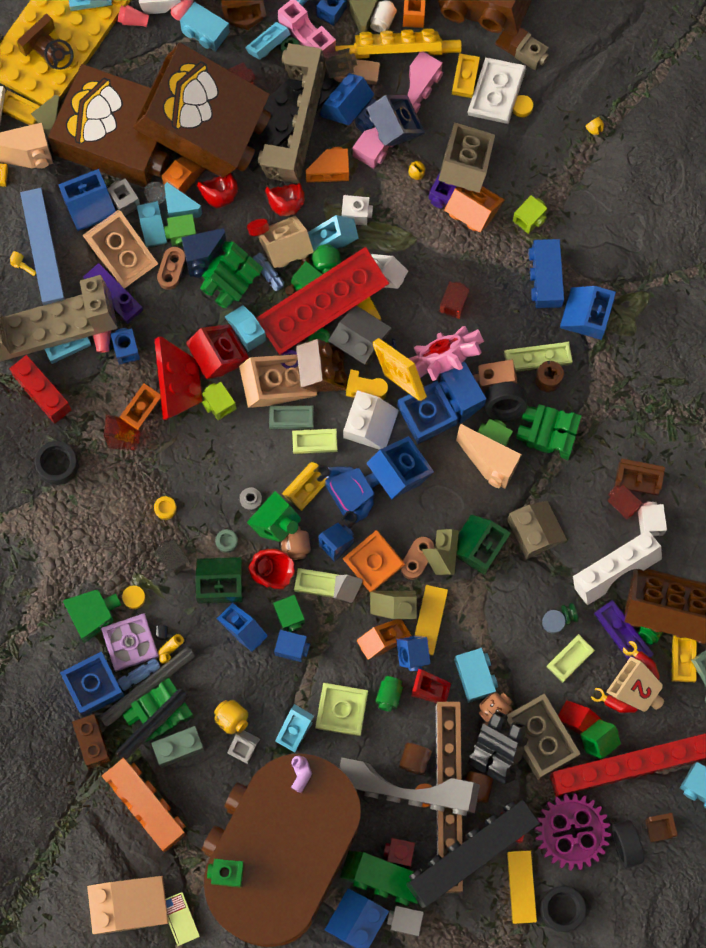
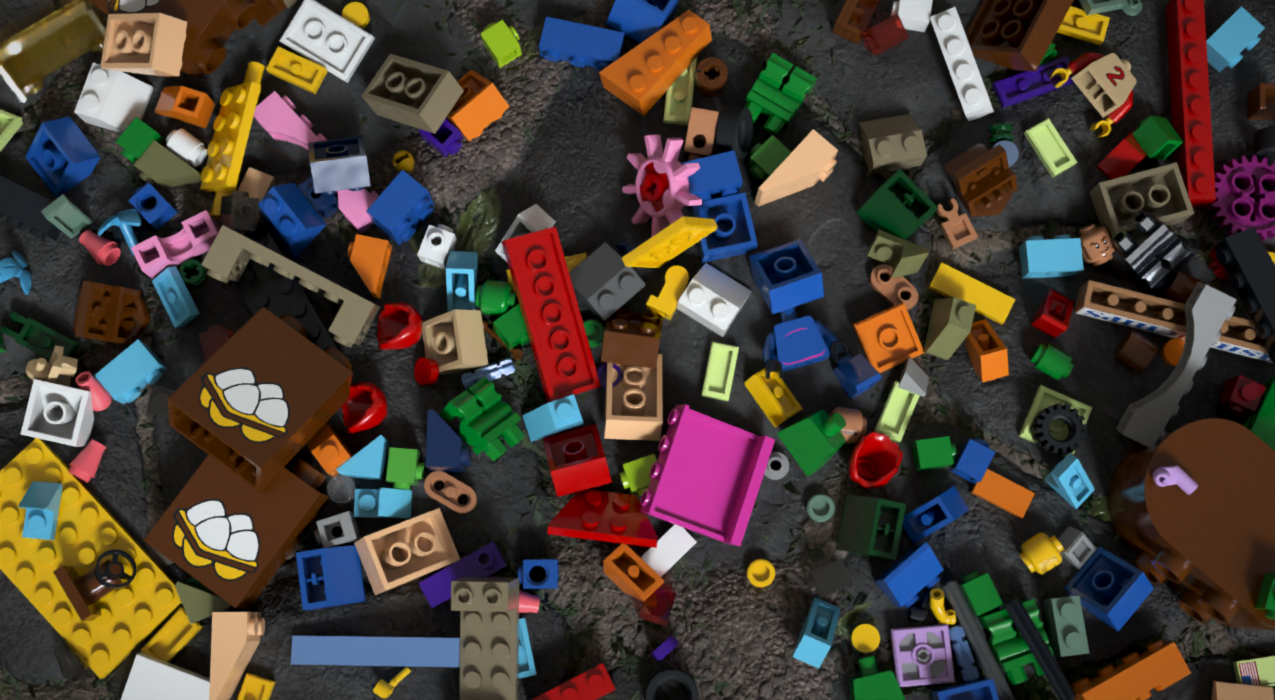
camera: 75 degrees left, 5 degrees up
(90, 448) = (664, 648): none -> dark purple tile
(128, 557) = (817, 633): none -> medium azure slope
(165, 434) = (669, 550): none -> white tile
(188, 616) = (909, 575): none -> blue slope
(188, 674) = (980, 593): none -> green brick
(215, 776) = (1110, 588): none -> blue slope
(228, 444) = (706, 475): none -> dark pink panel
(273, 678) = (1003, 493): none -> orange tile
(291, 417) = (683, 387): sand green tile -> none
(337, 721) = (1073, 421): none -> black tyre
(376, 174) = (401, 208): none -> blue brick
(413, 652) = (1014, 319): blue brick -> none
(454, 299) = (585, 159): clear red brick -> none
(479, 595) = (957, 228): none -> nougat plate
(522, 604) = (982, 179): none -> reddish brown piece
(548, 332) = (657, 62): none -> orange wedge

